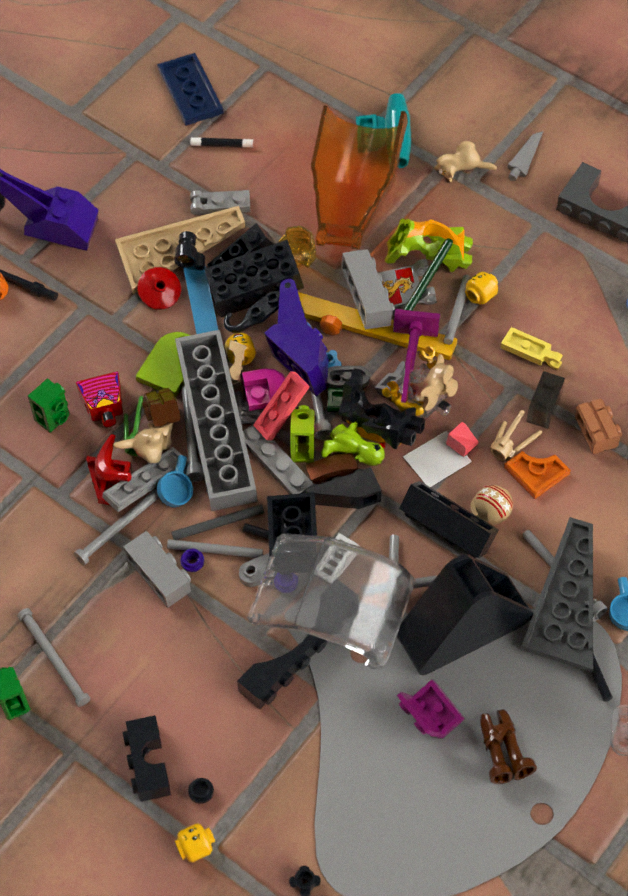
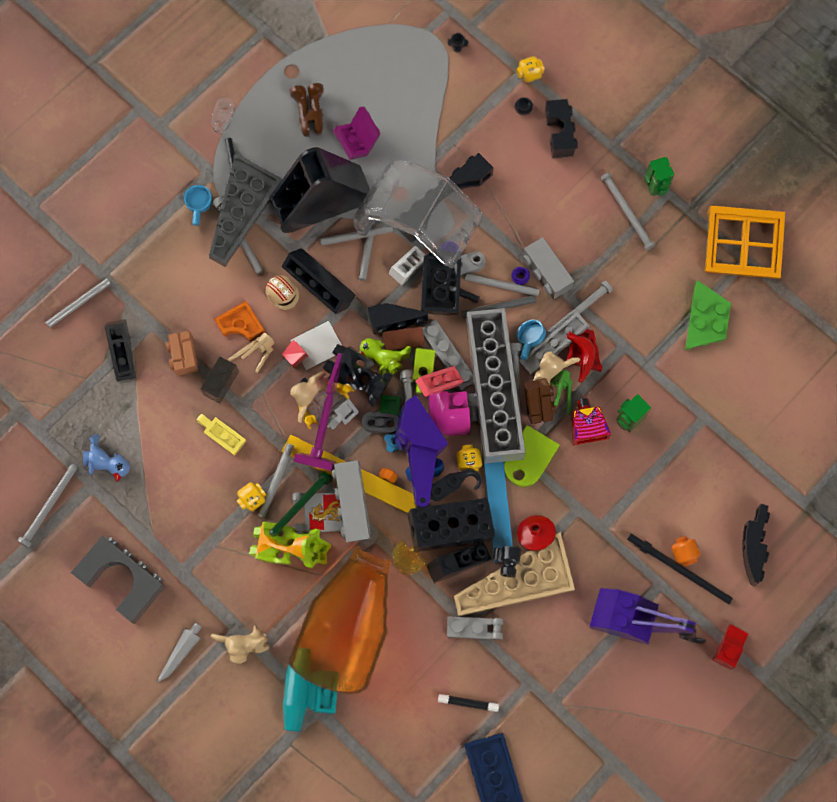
camera: 175 degrees left, 15 degrees up
(238, 351) = (471, 435): tan piece -> none

